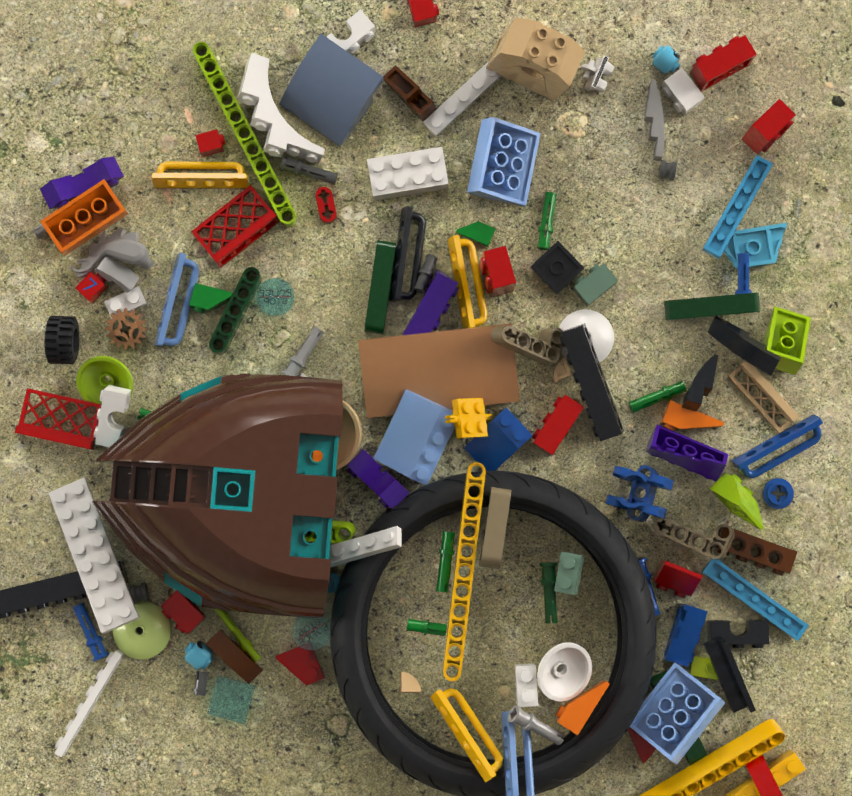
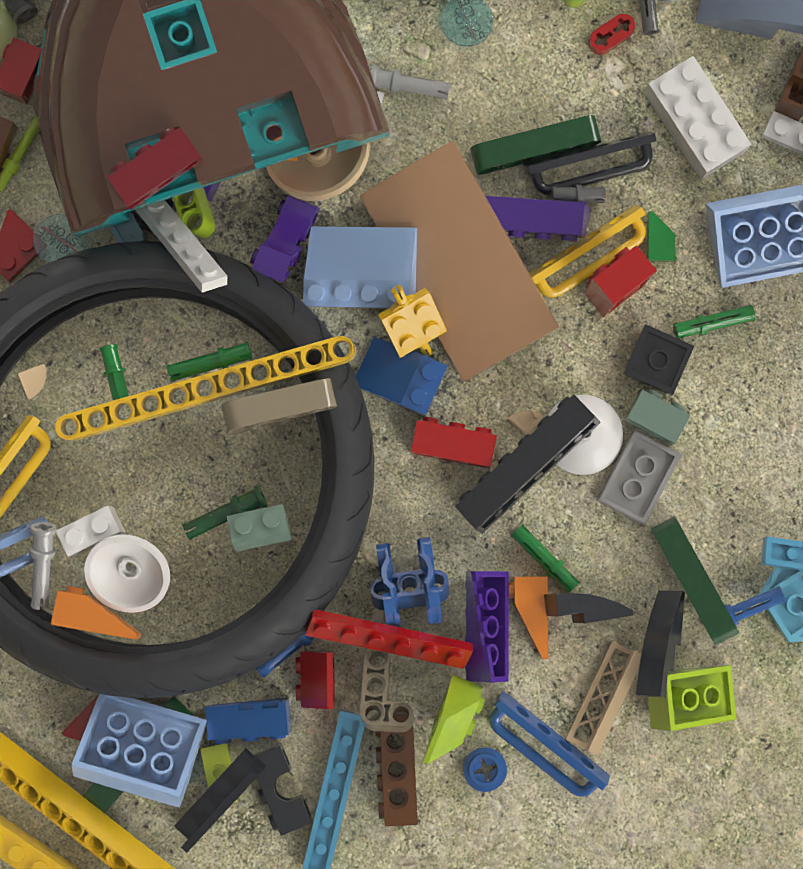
camera: 65 degrees right, 0 degrees up
(315, 542) = (154, 167): none -> dark red brick
(542, 349) = (535, 356): dark tan beam -> none
(628, 313) = (639, 477): none -> light grey tile
(671, 520) = (389, 639): none -> red plate

